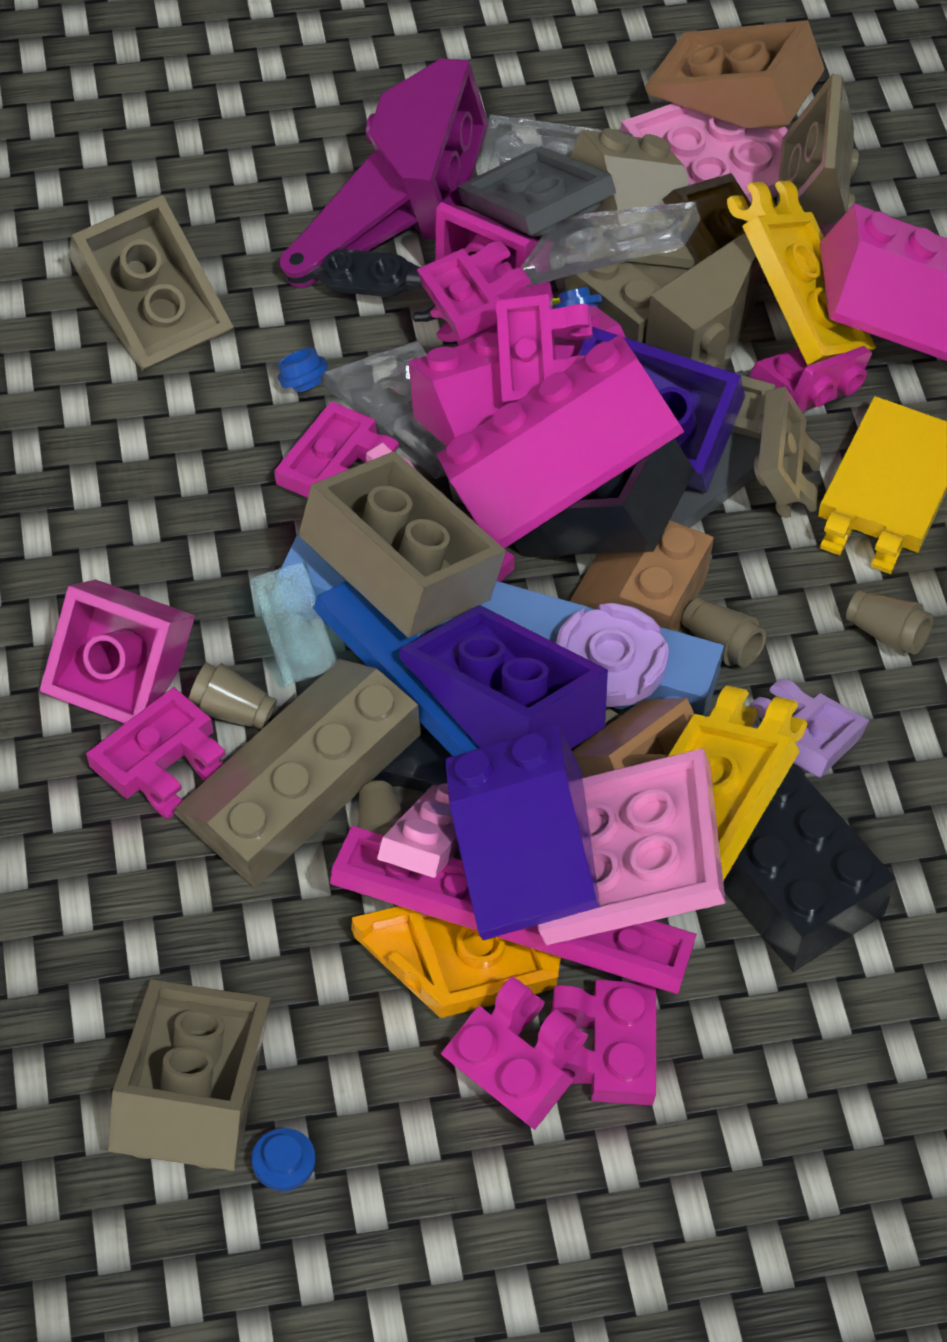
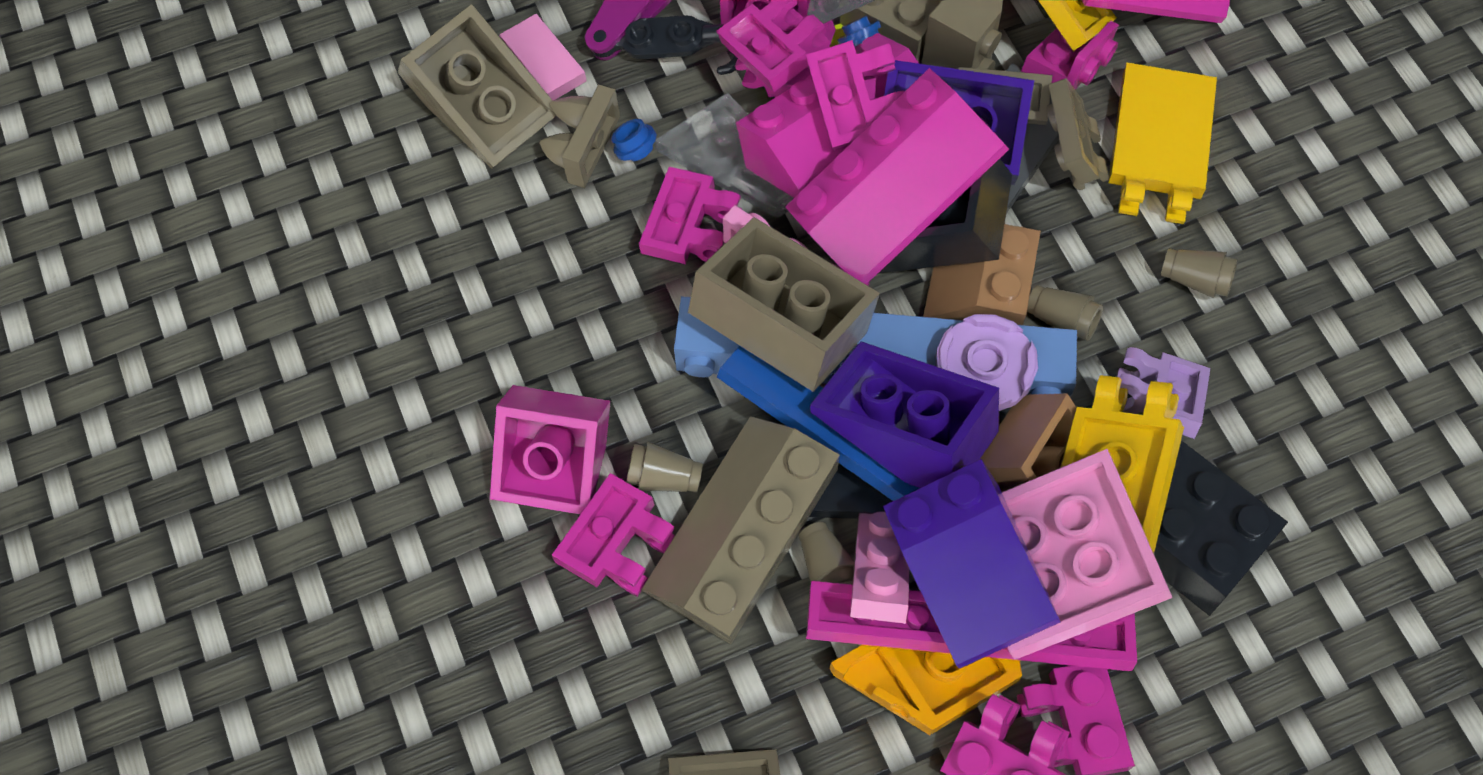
camera: 10 degrees left, 10 degrees up
(231, 270) = (544, 56): none -> bright pink tile
(260, 346) = (594, 123): none -> dark tan tile
(294, 628) = (702, 396): clear light blue plate -> none

